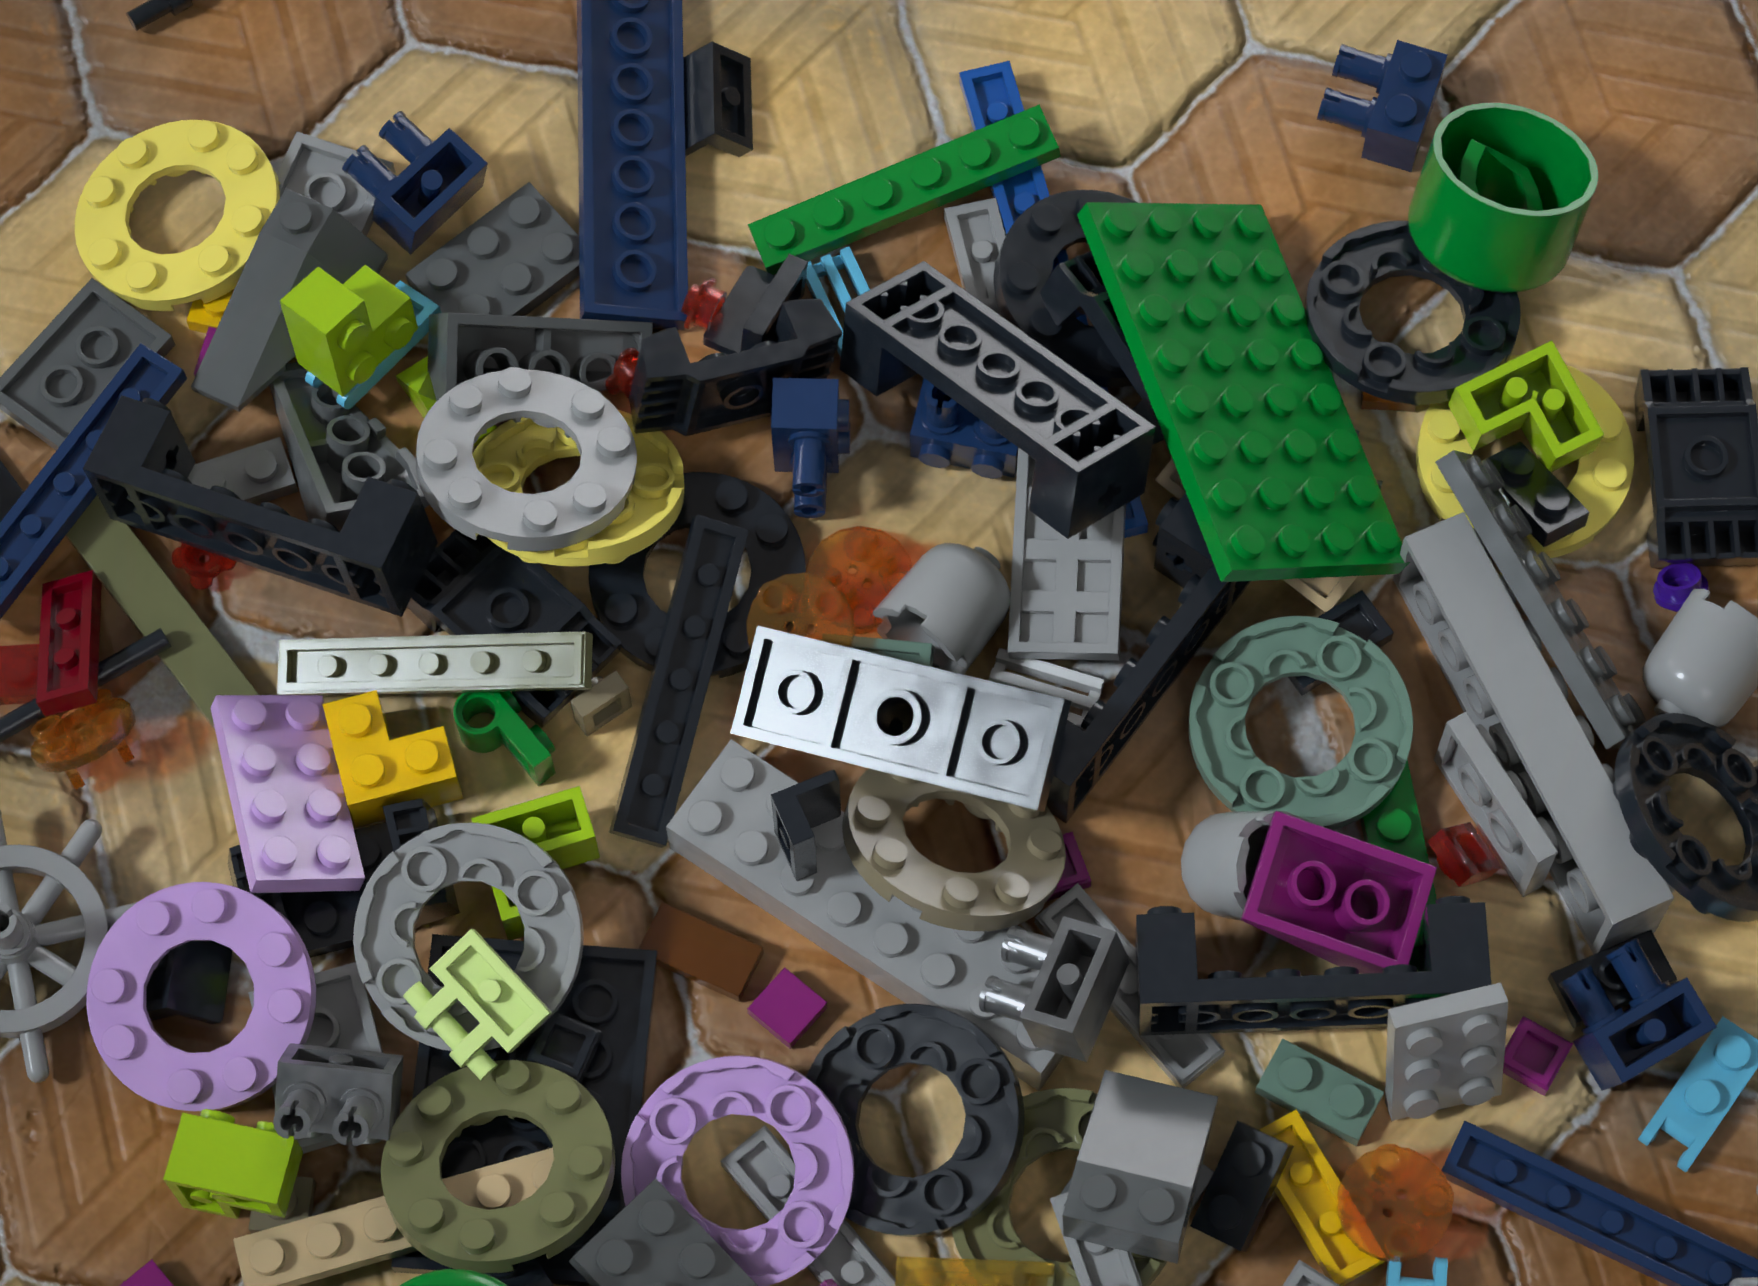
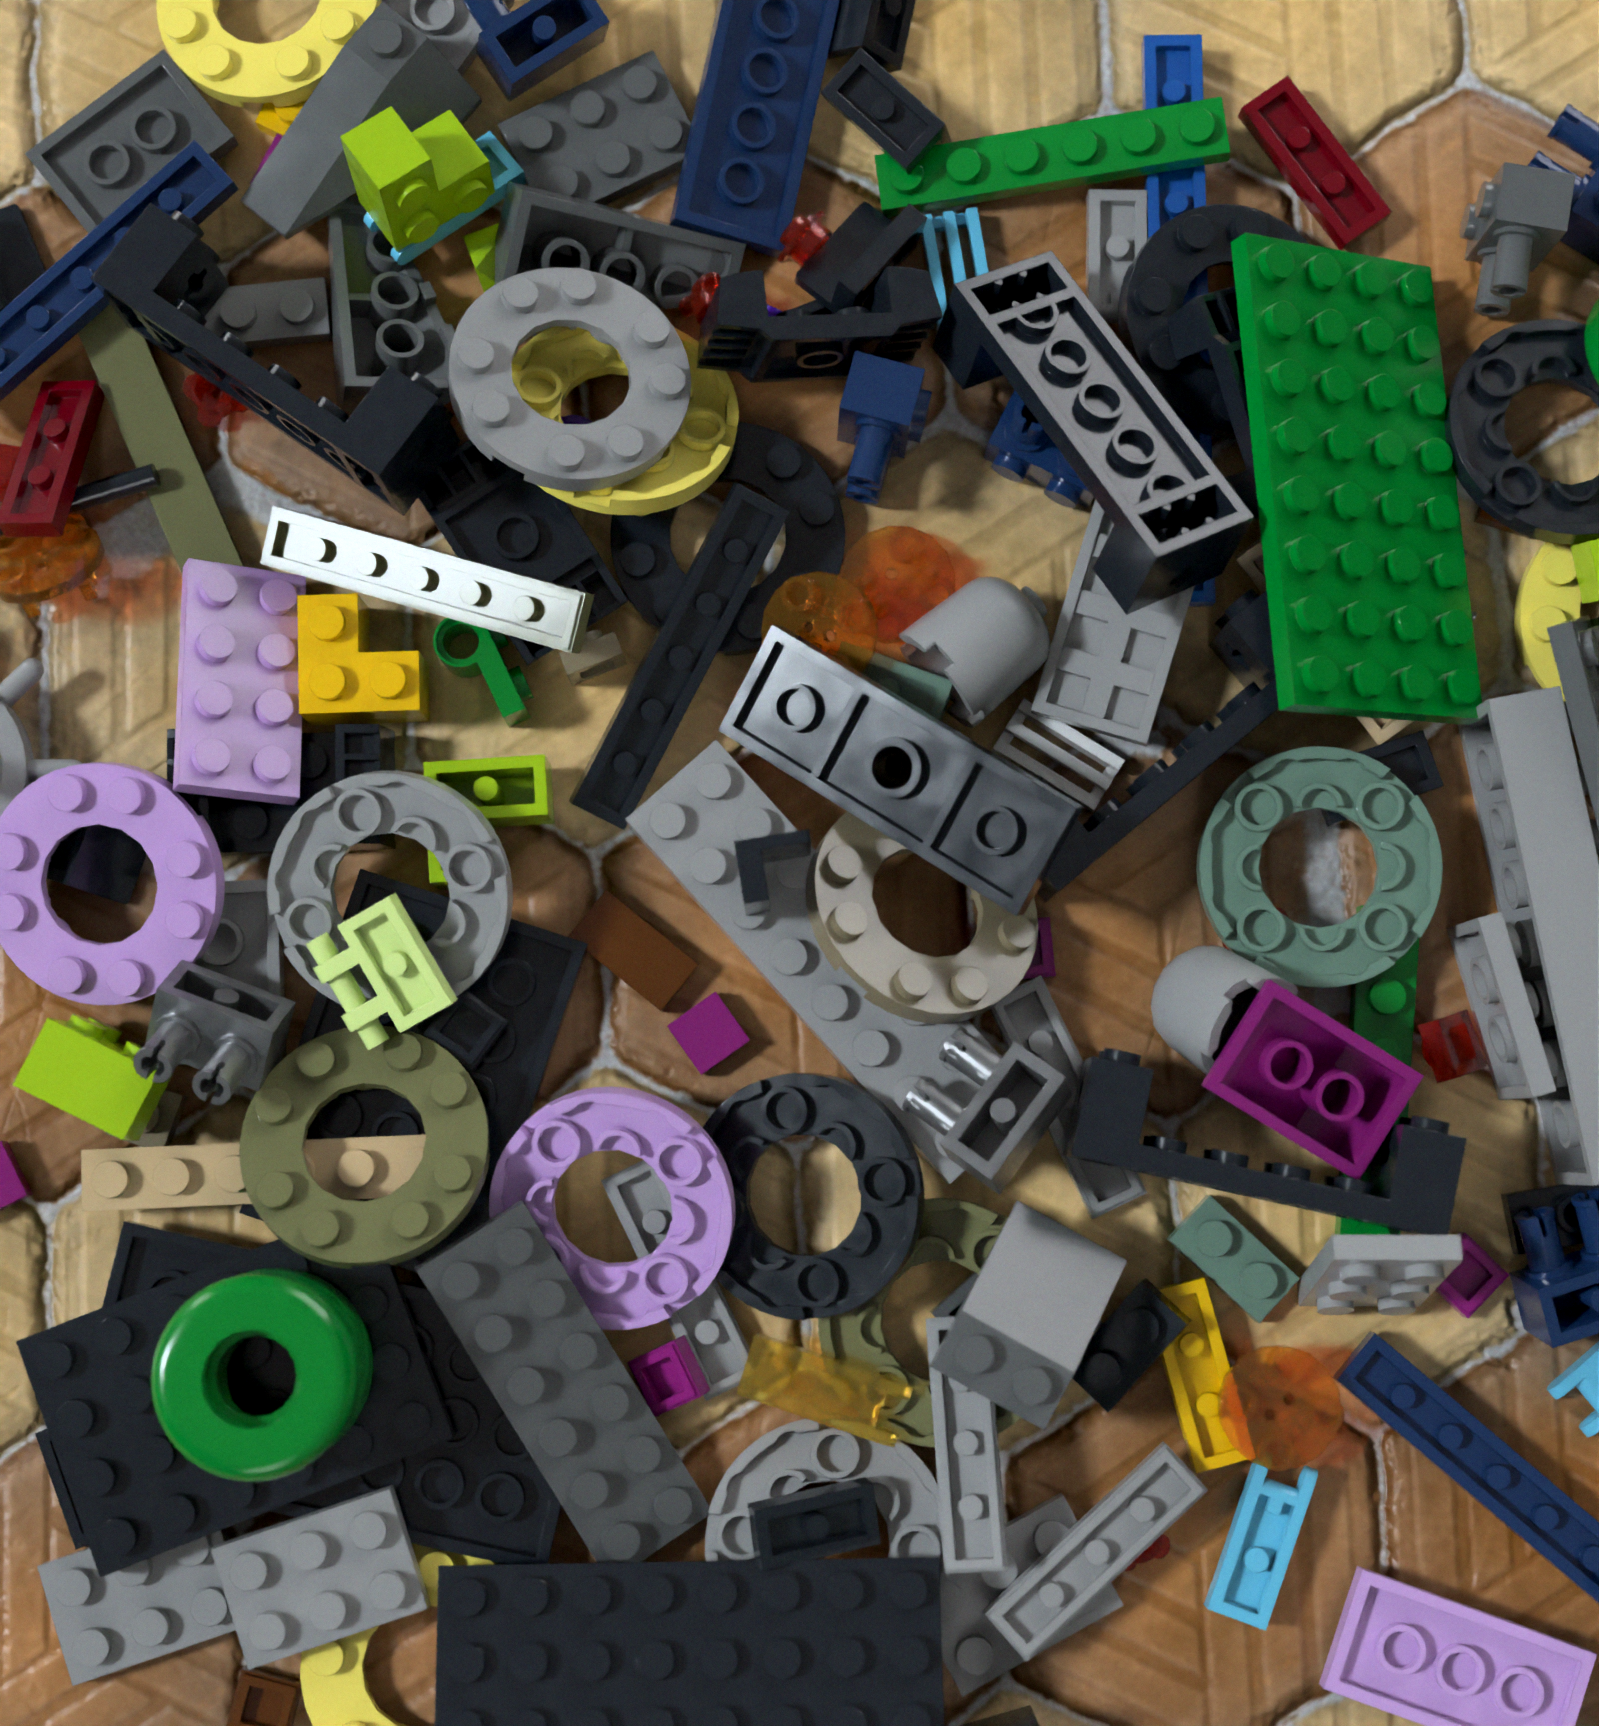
camera: 10 degrees right, 15 degrees up
(748, 183) = (885, 111): none -> black panel
(1136, 143) = (1314, 163): none -> dark red plate
(1323, 156) = (1513, 230): none -> dark grey brick

